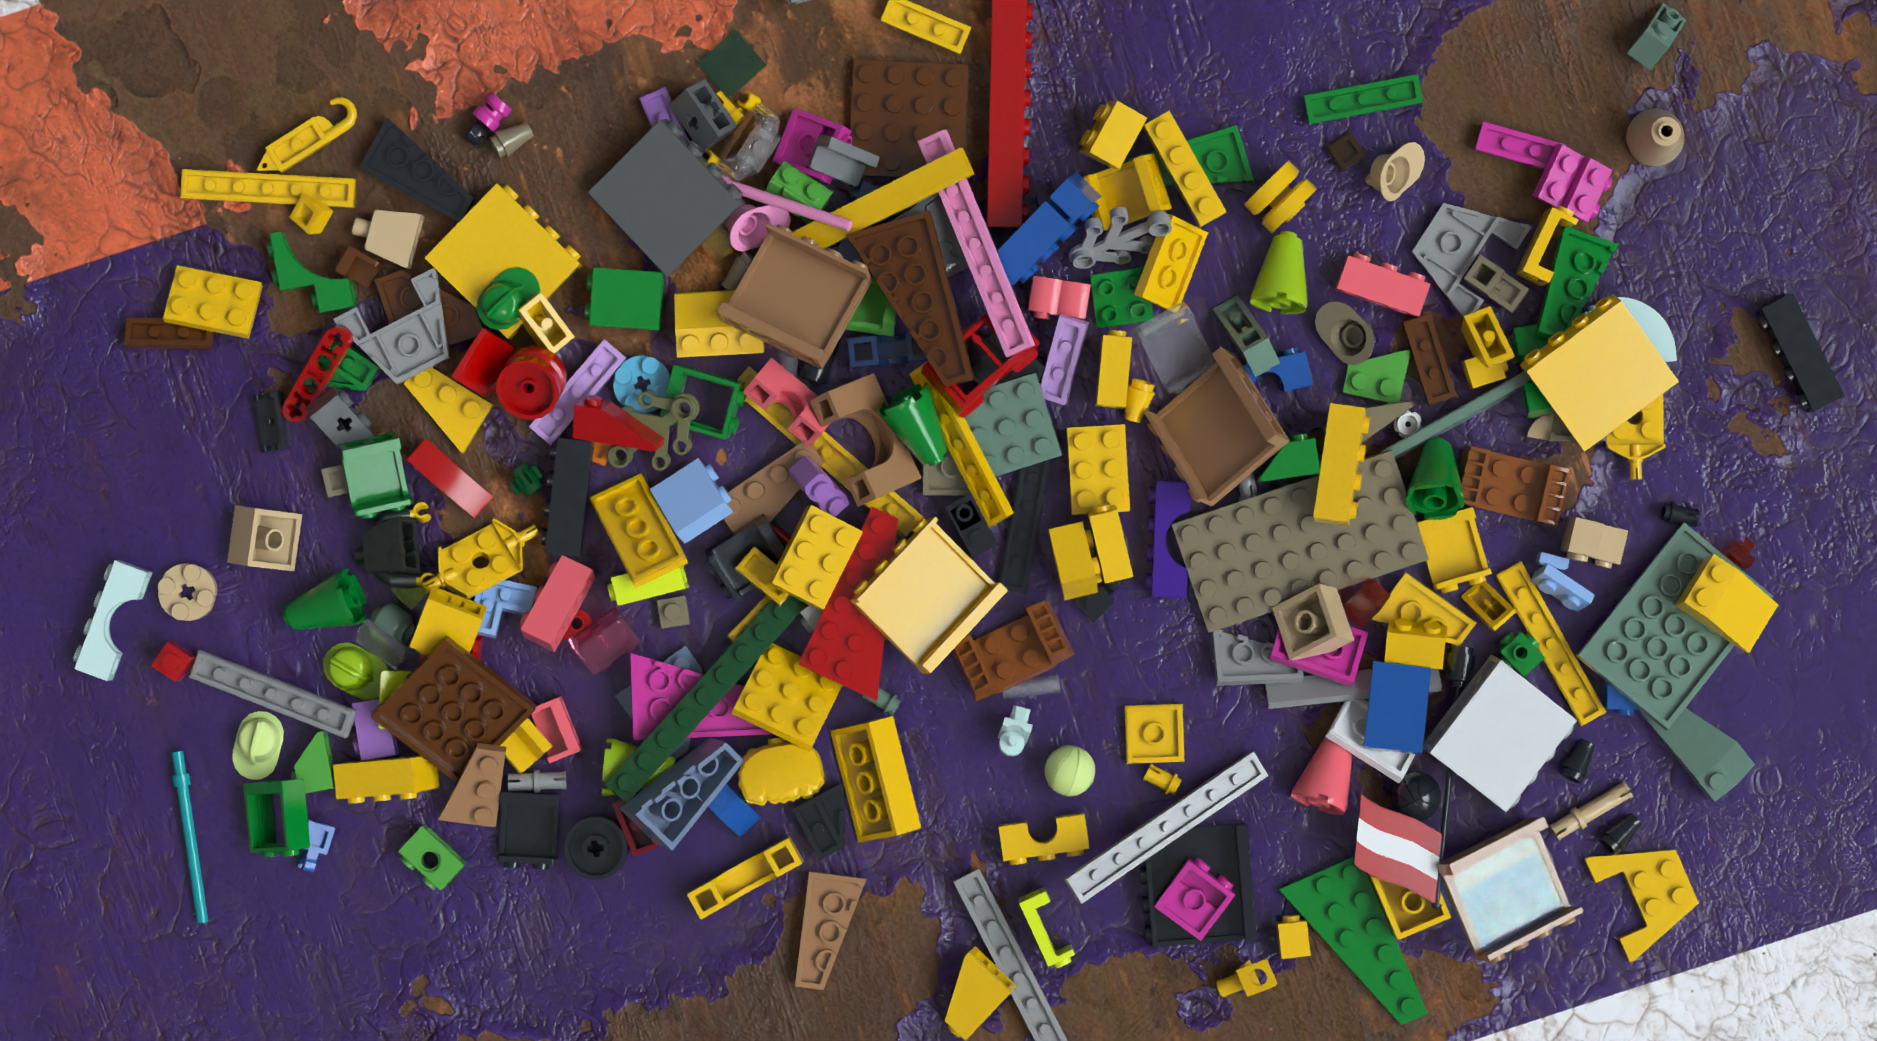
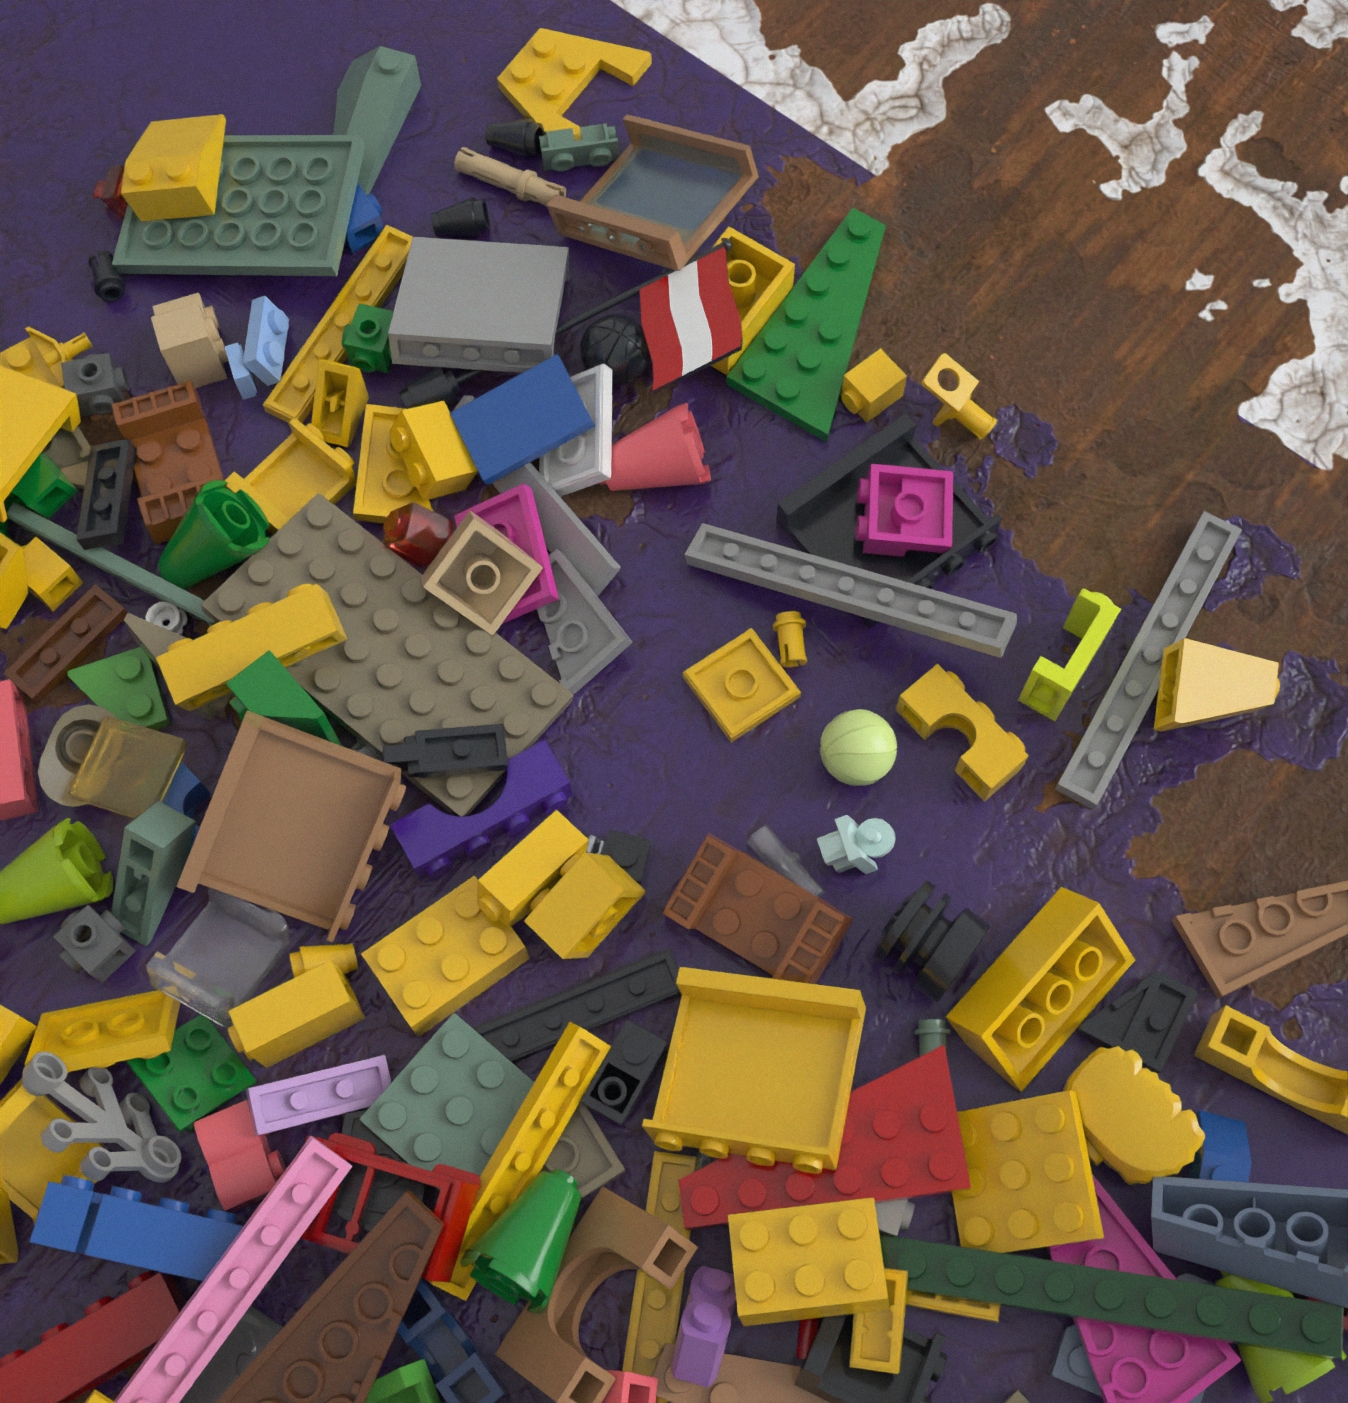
camera: 115 degrees left, 20 degrees down
(936, 735) = (931, 940): none -> black wheel
(1209, 540) = (450, 751): none -> black hinge
(1218, 287) = (93, 942): none -> dark grey brick
(1316, 355) = (127, 767): none -> clear yellow tile
(1508, 434) = (106, 494): none -> black plate
(1588, 858) = (596, 148): none -> sand green hinge
(1604, 459) = (95, 382): none -> dark grey brick

